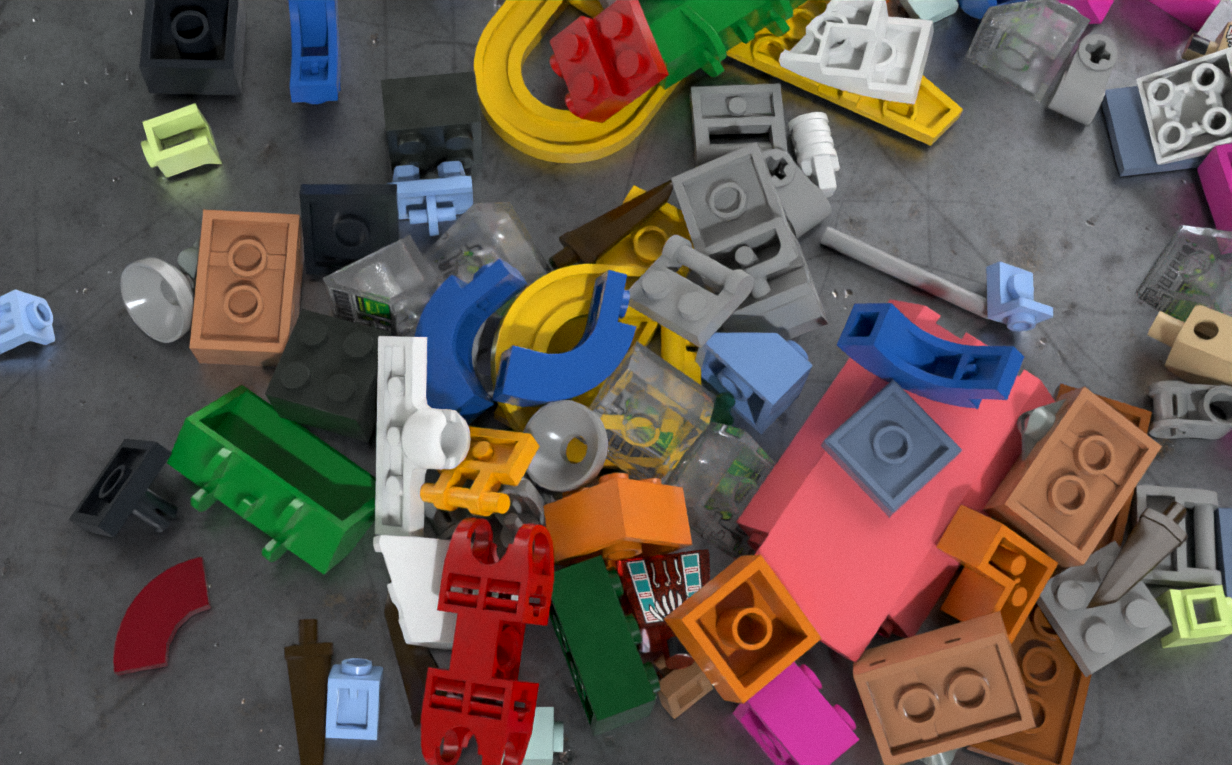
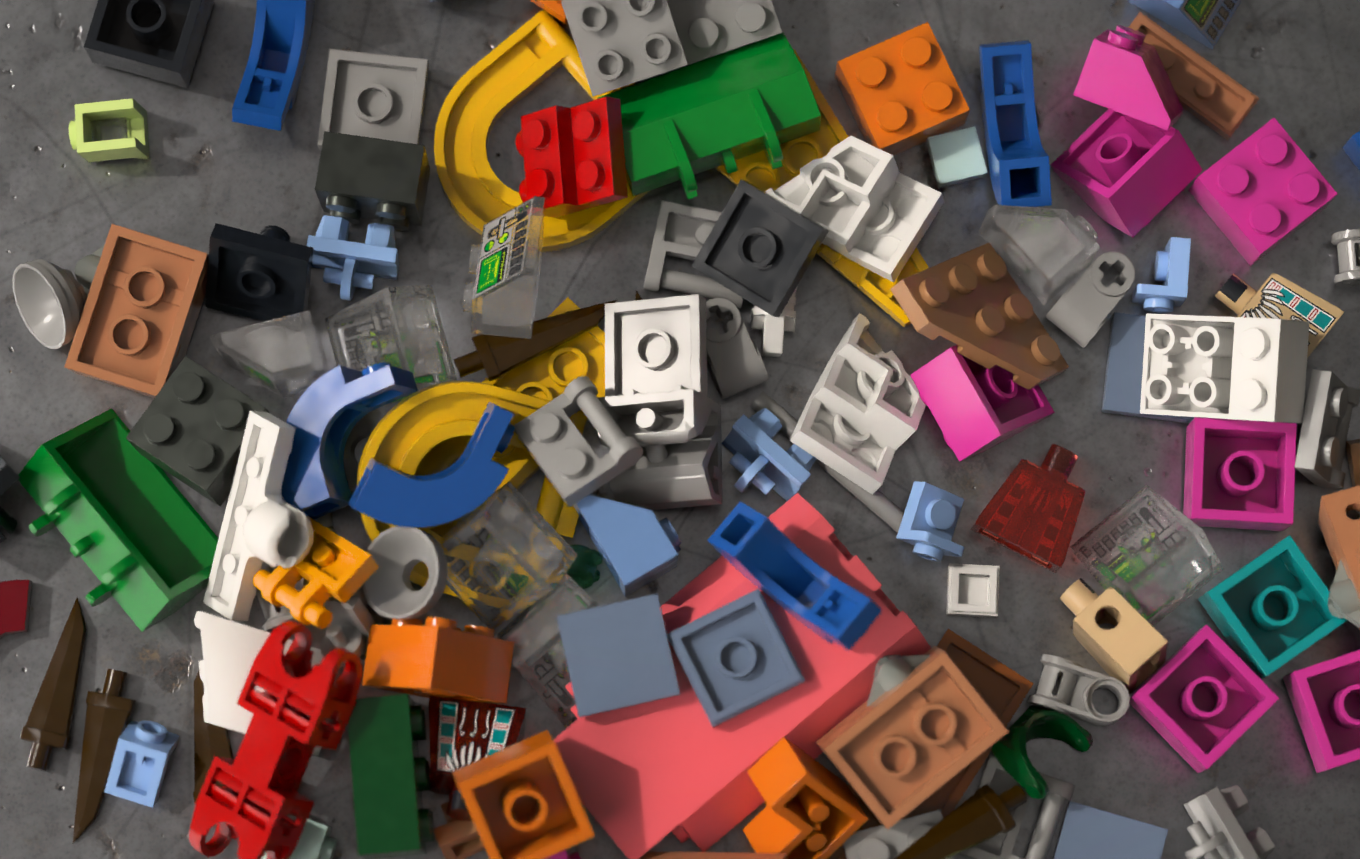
camera: 20 degrees right, 10 degrees up
(254, 669) = (54, 705): none -> dark brown bar
(407, 52) = (374, 96): none -> light grey plate
(578, 169) = (507, 272): none -> clear slope
(784, 472) = (618, 655): none -> sand blue tile
(793, 98) = (760, 248): none -> black tile
(851, 278) = (763, 460): none -> light blue hips
(919, 219) = (860, 409): none -> white slope
(983, 99) = (983, 313): none -> medium nougat plate
(1016, 182) = (976, 403): none -> dark pink slope
(1066, 349) = (973, 590): none -> white tile
(1099, 267) = (1035, 510): none -> clear red torso
(1141, 49) = (1173, 270): none -> light blue bracket
(1166, 478) = (1034, 724): none -> dark green helmet

